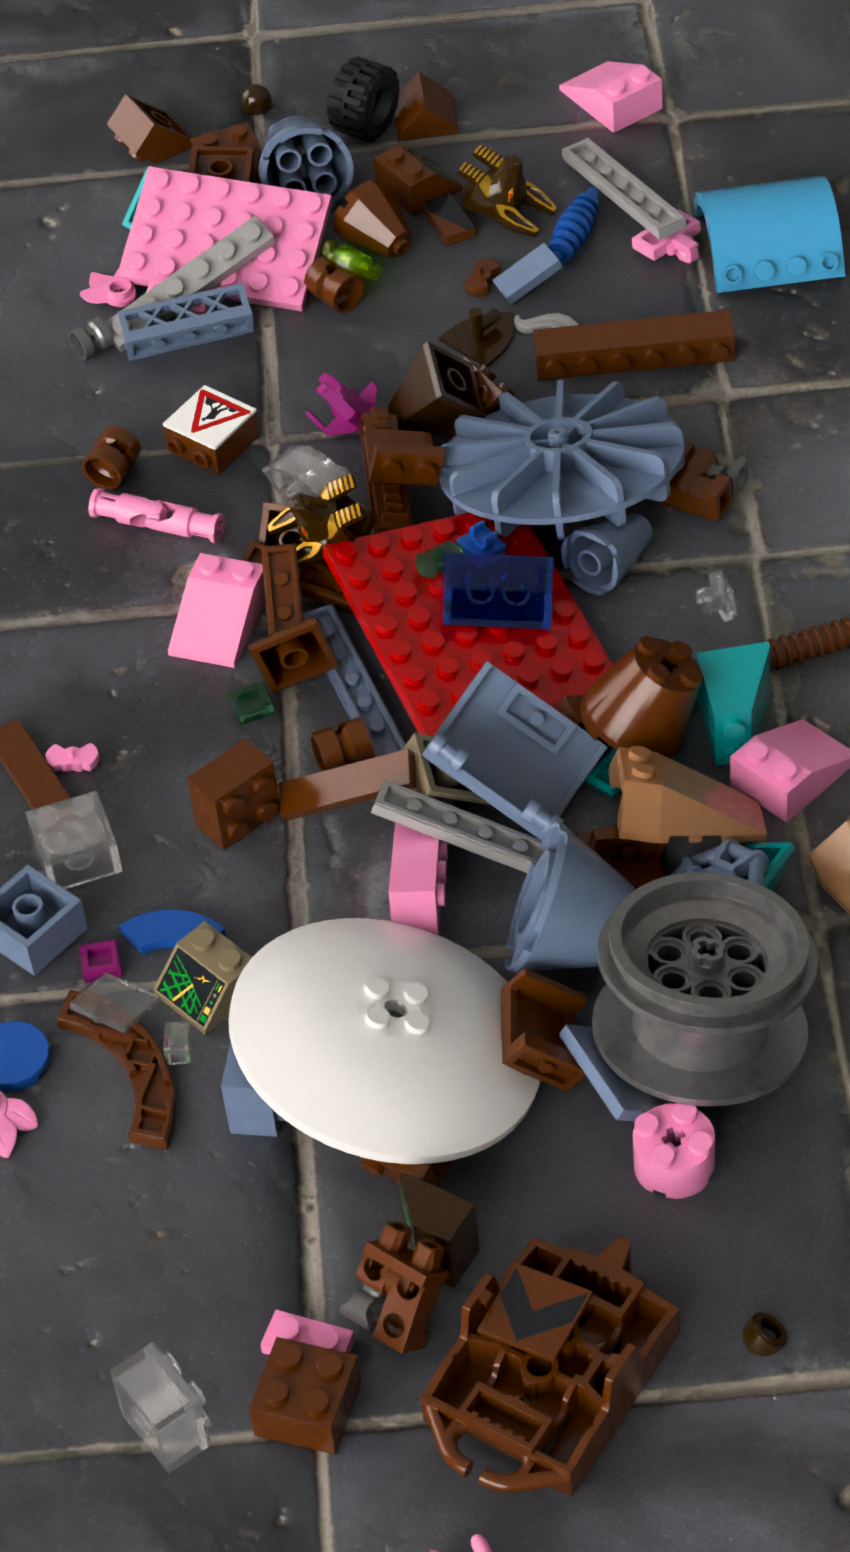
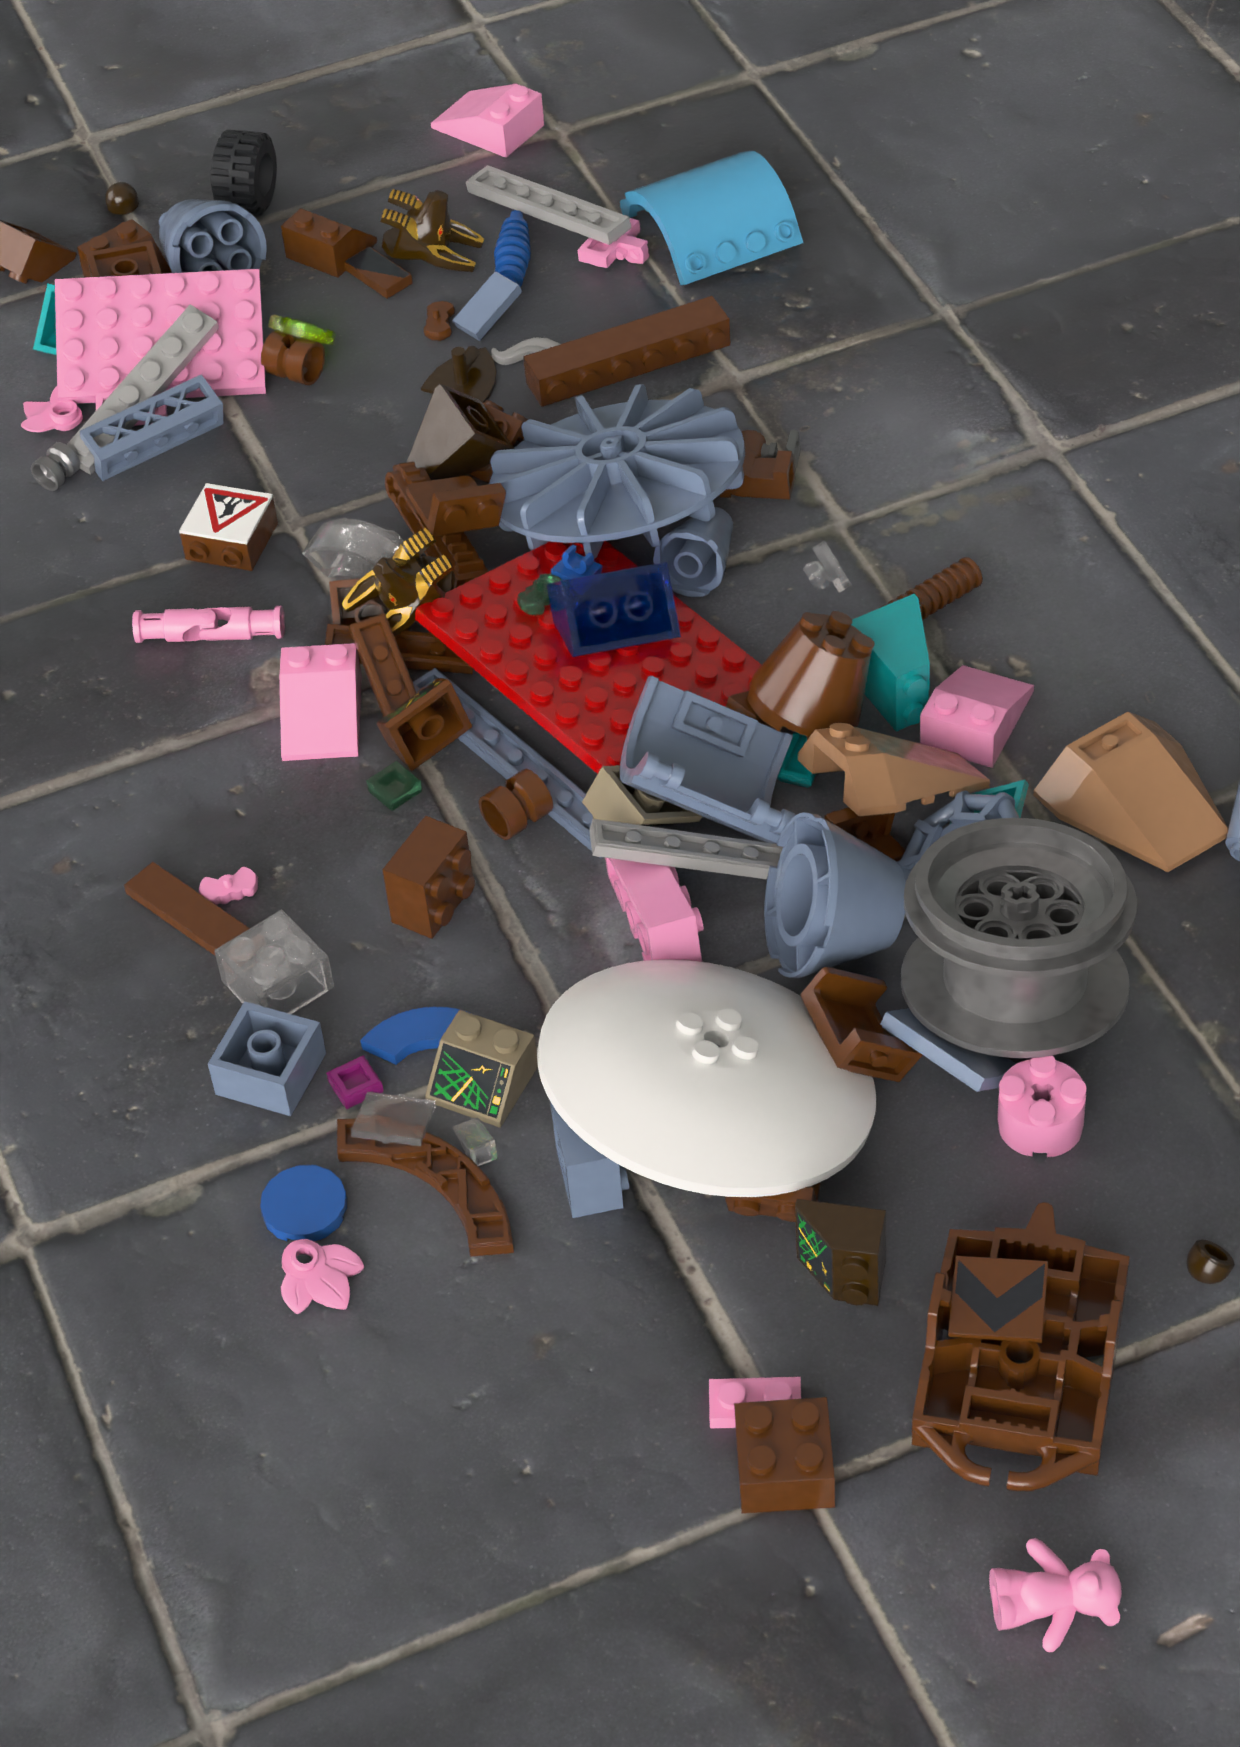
camera: 20 degrees left, 0 degrees up
(111, 457) = (134, 577): reddish brown wheel -> none
(162, 1406) = (644, 1510): clear brick -> none
(345, 405) = (364, 472): magenta piece -> none
(345, 784) = (542, 838): reddish brown tile -> none
(373, 220) = (308, 288): reddish brown cone -> none
(411, 1287) = (840, 1303): reddish brown hips -> none
(424, 110) = (305, 174): reddish brown slope -> none

